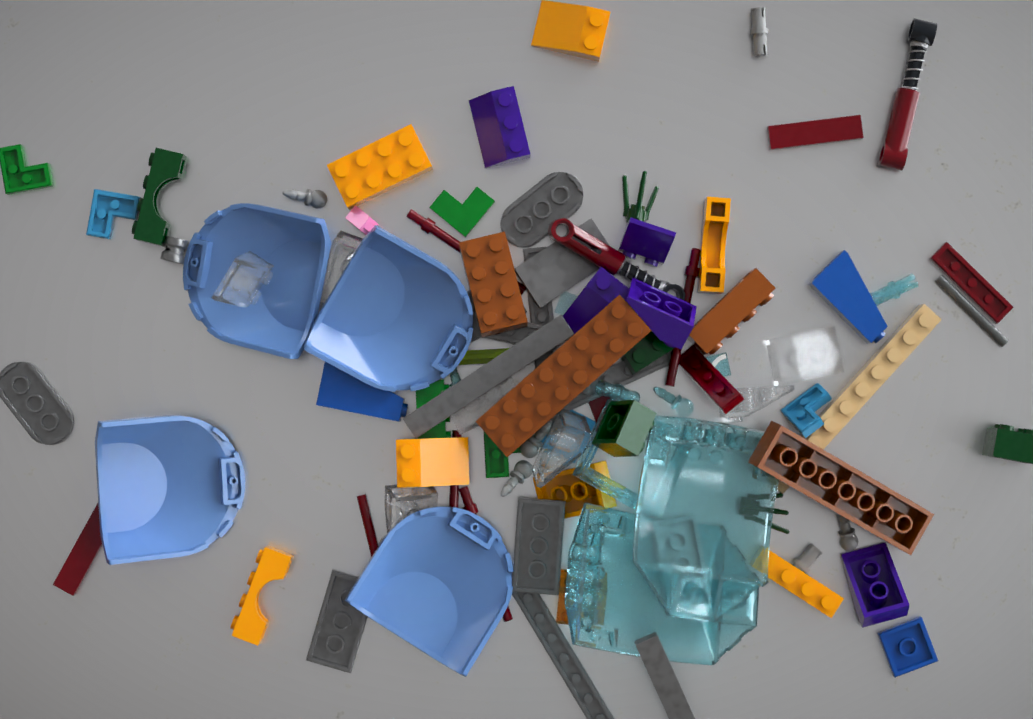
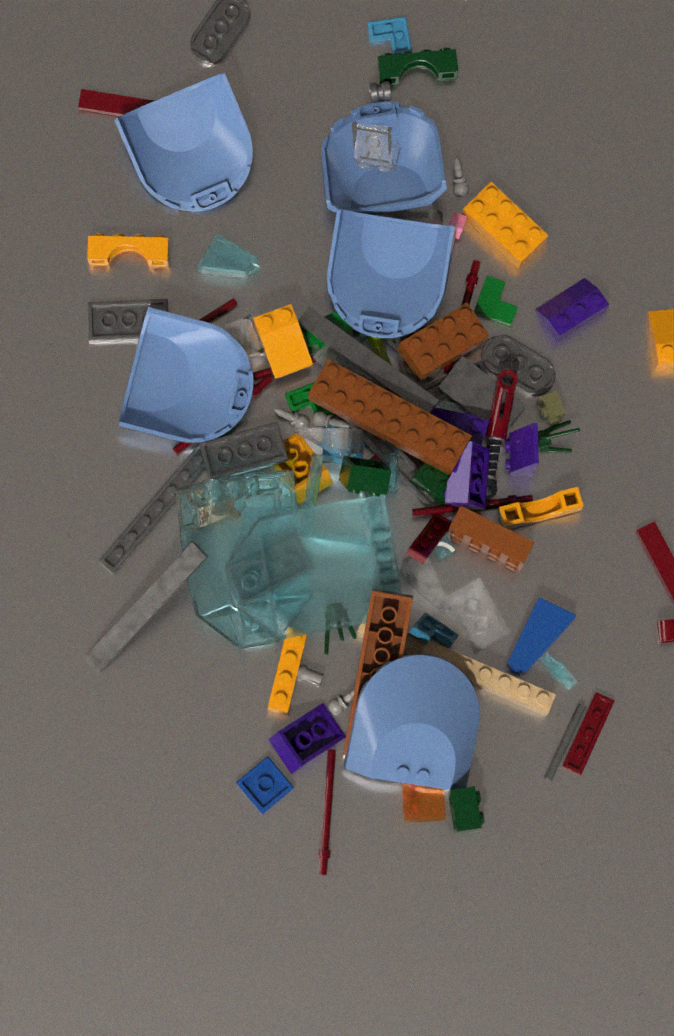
camera: 70 degrees right, 10 degrees down
(312, 489) = (227, 261): none -> clear light blue slope
(350, 394) = (313, 264): blue slope -> none
(605, 191) = (551, 407): none -> olive brick
(684, 407) = (399, 530): clear light blue bar -> none
(910, 468) = (415, 724): none -> medium blue windscreen
(983, 484) = (422, 803): none -> clear orange bracket
(1001, 608) = (324, 852): none -> dark red bar

